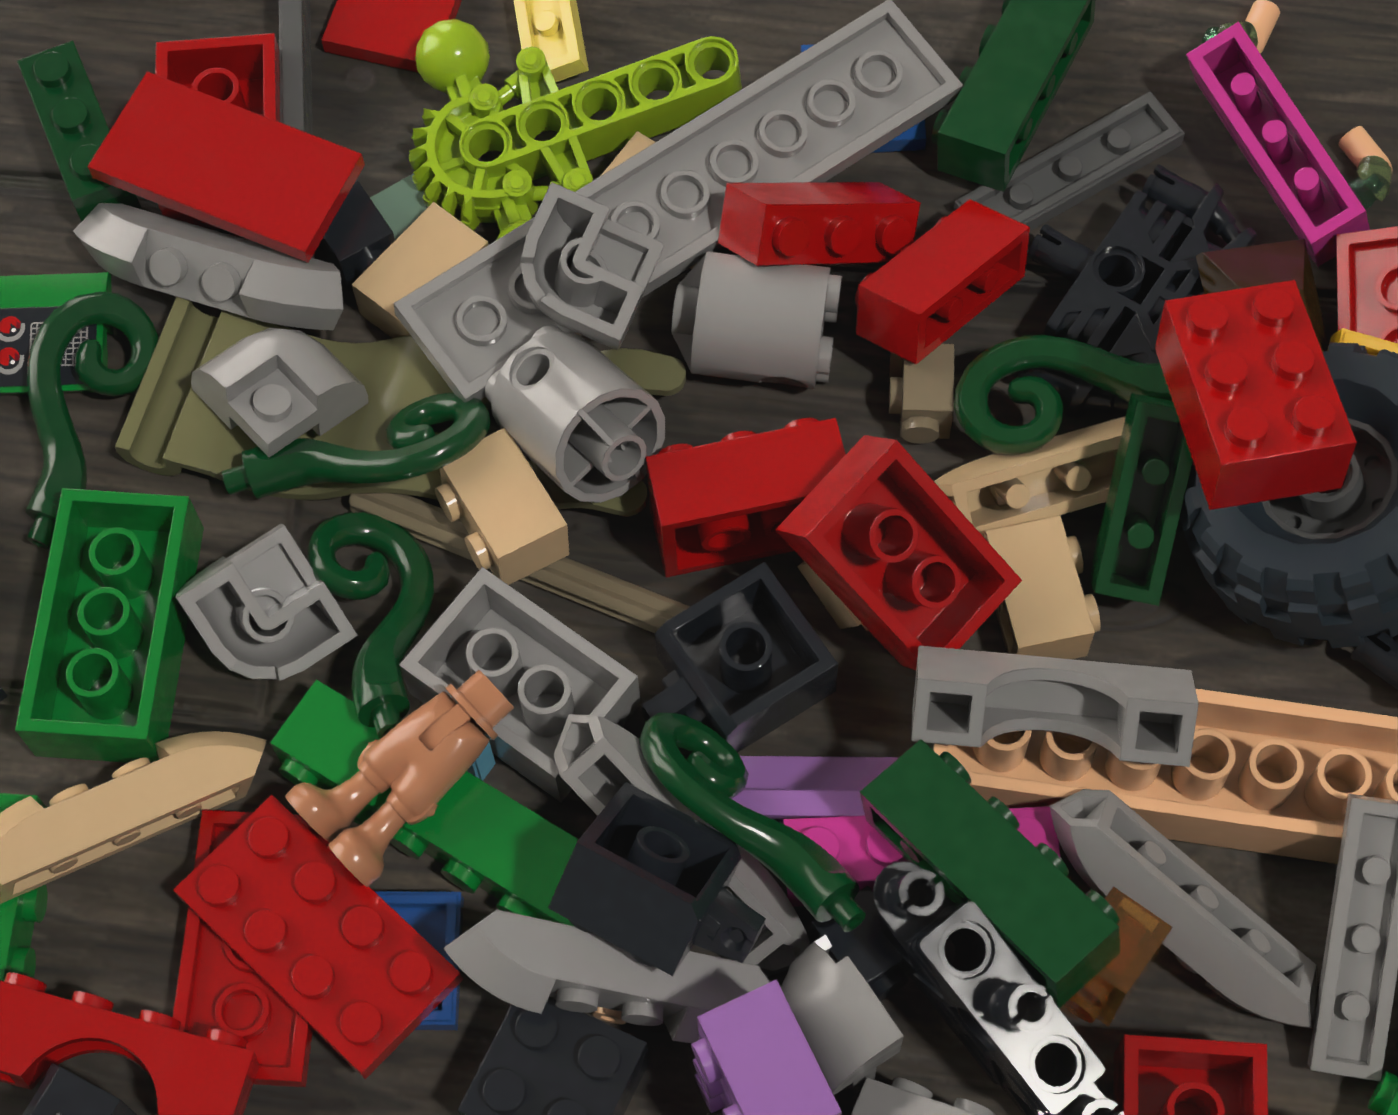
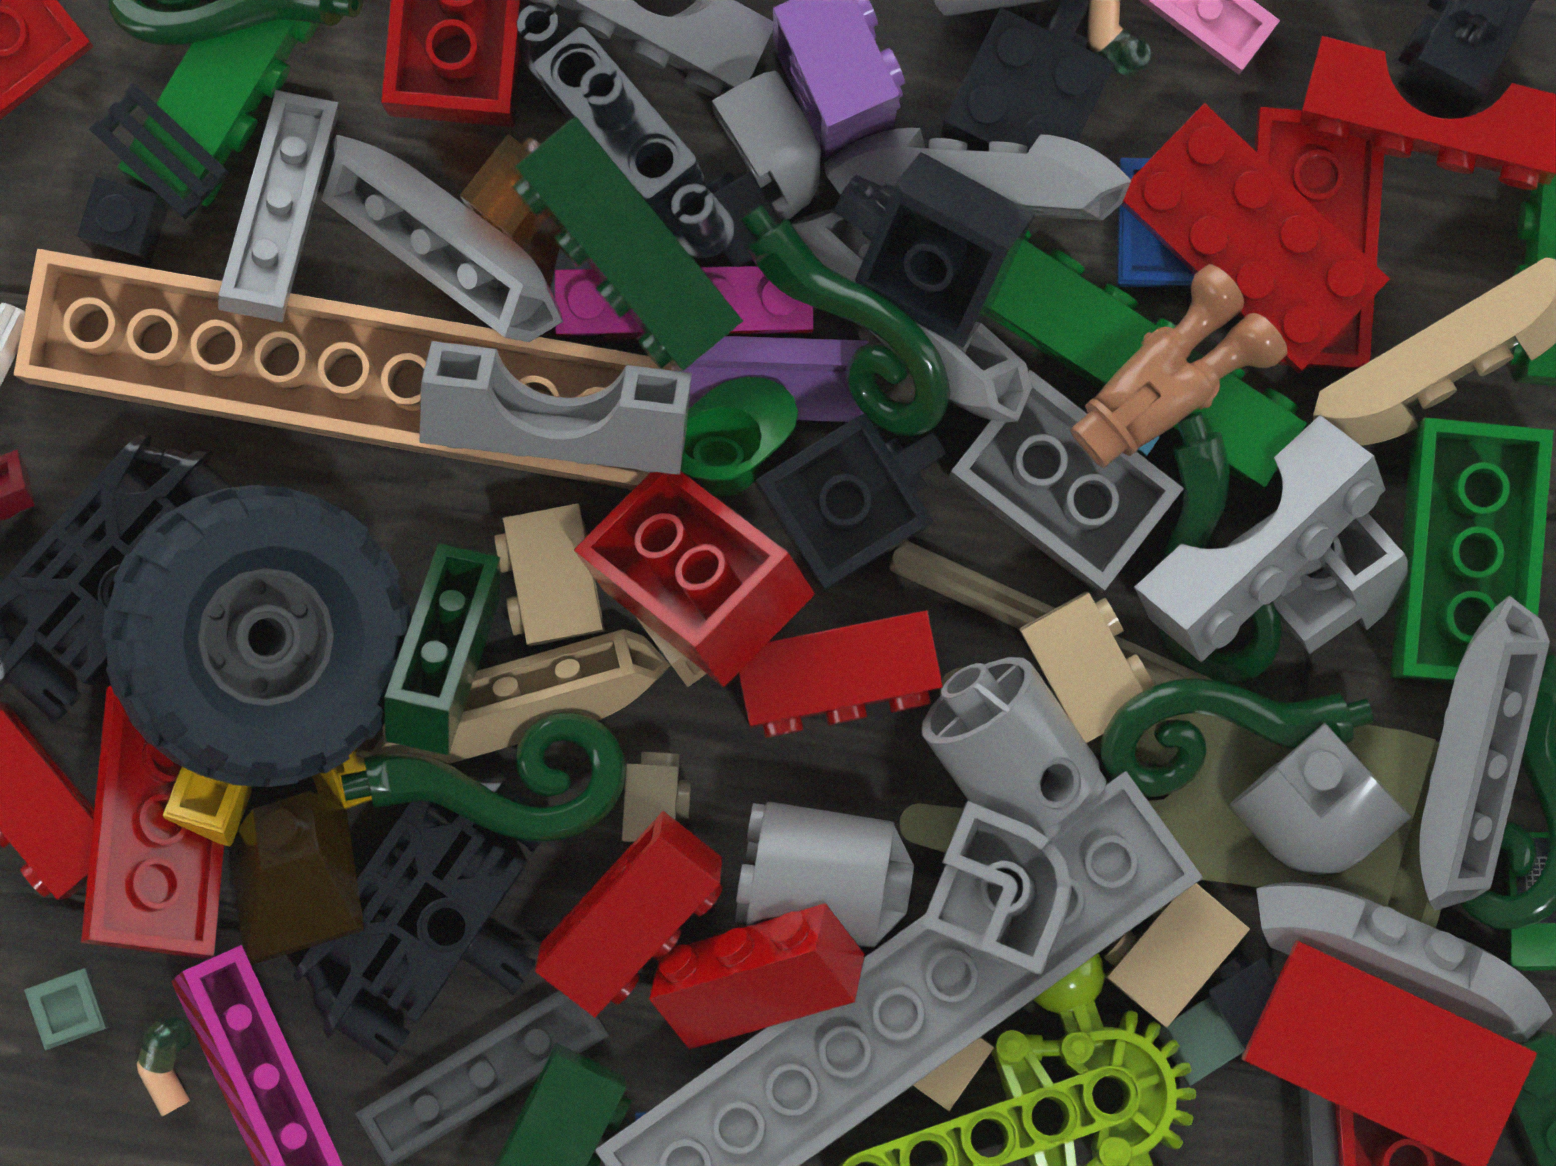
camera: 175 degrees right, 20 degrees up
(115, 424) = (1480, 754): none -> light grey brick
(258, 672) = (1209, 593): none -> light grey arch
(859, 725) = (735, 432): none -> green piece
(1254, 395) = (337, 696): red brick -> none

